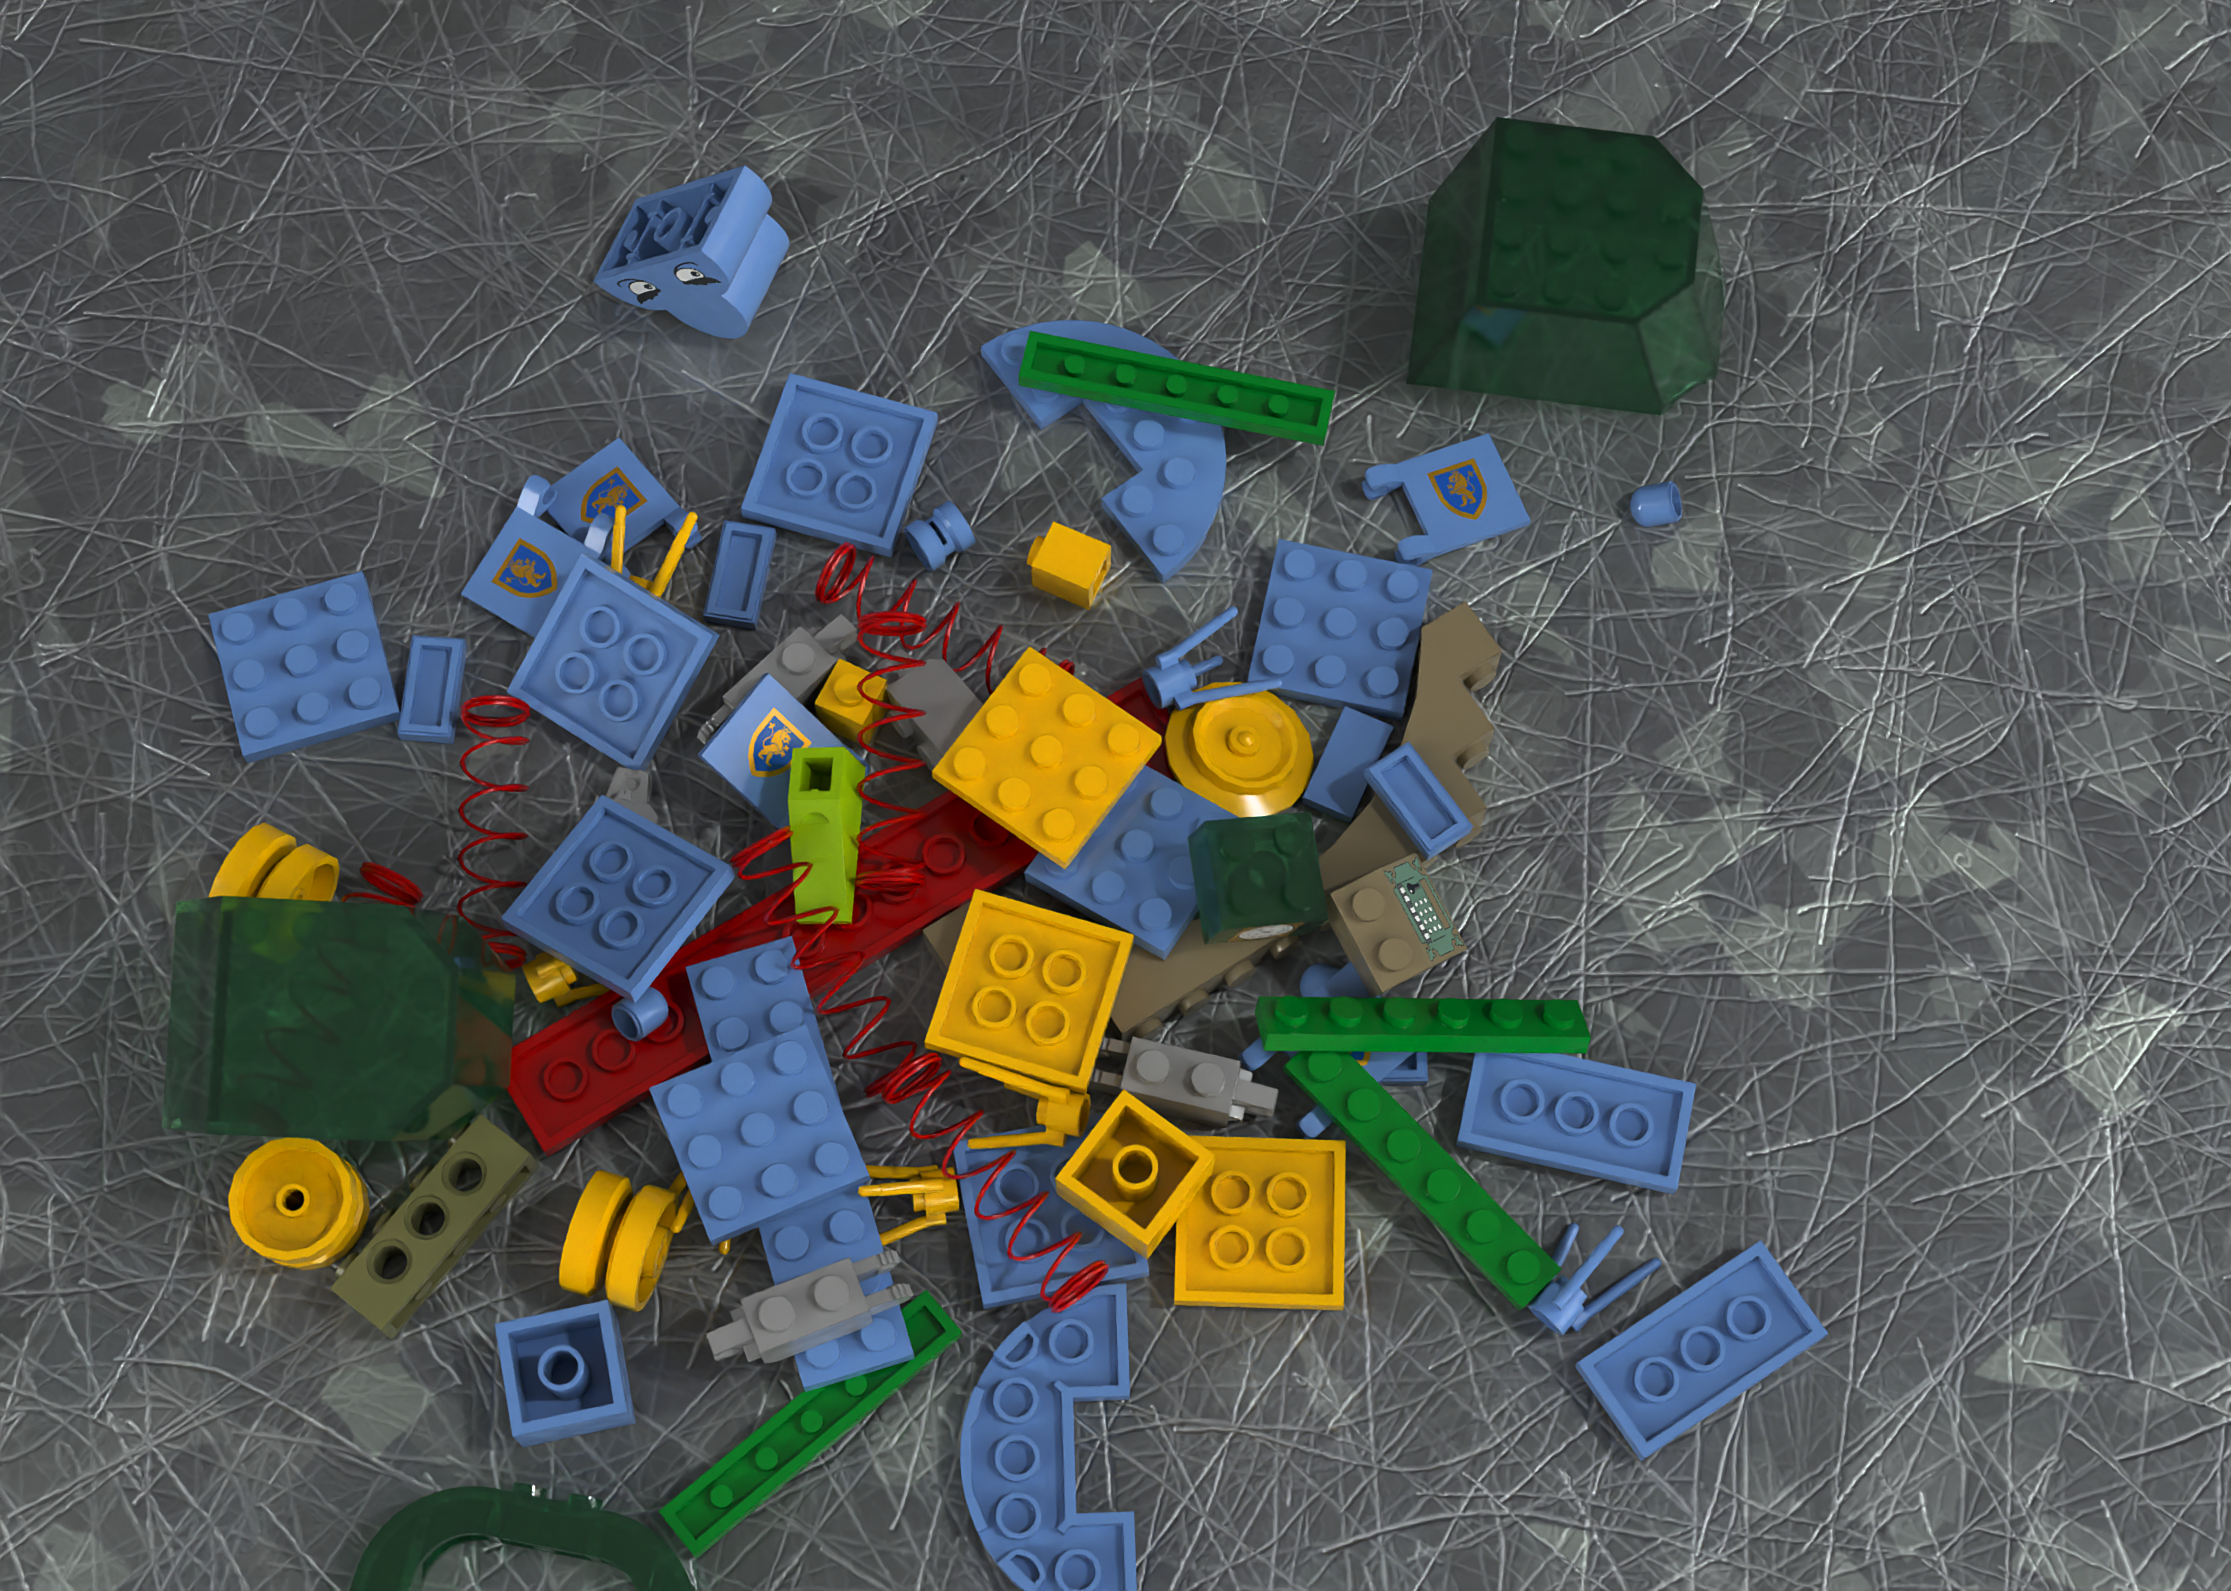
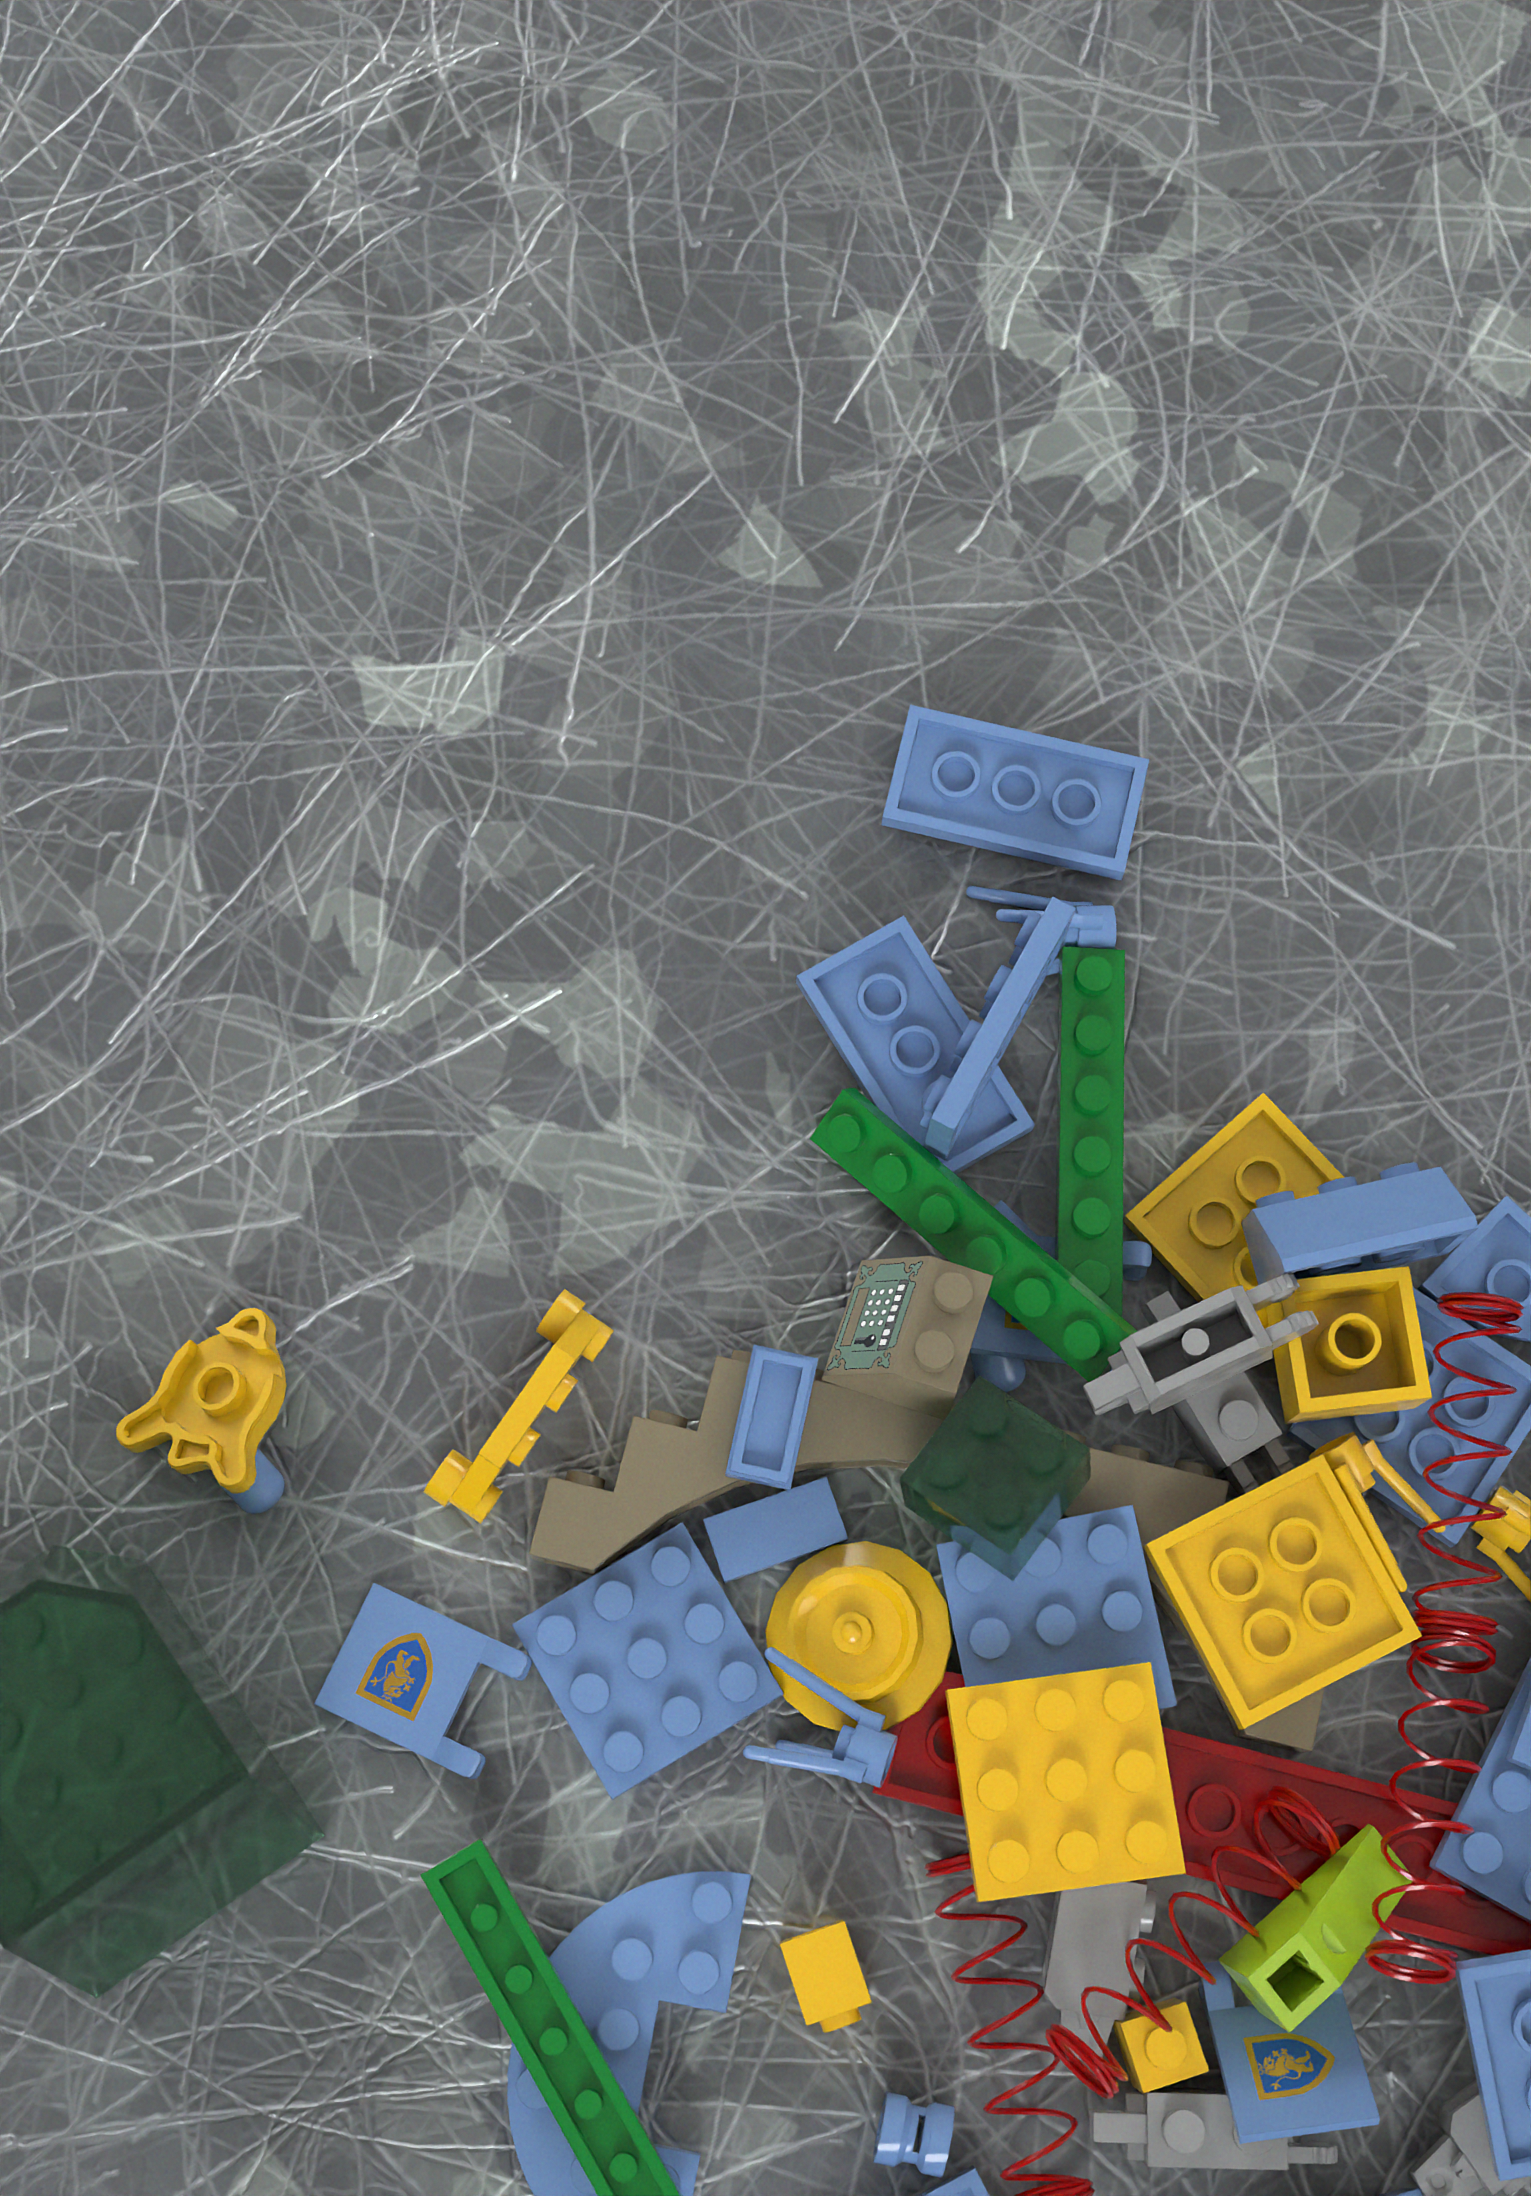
camera: 135 degrees left, 5 degrees up
(1203, 1253) = (1358, 1226): none -> medium blue slope
(1220, 1062) = (1197, 1348): none -> light grey hinge
(1548, 1165) = (1003, 1011): none -> medium blue plate
(1558, 701) = (470, 1483): none -> yellow plate
(1724, 516) = (215, 1402): none -> yellow tile

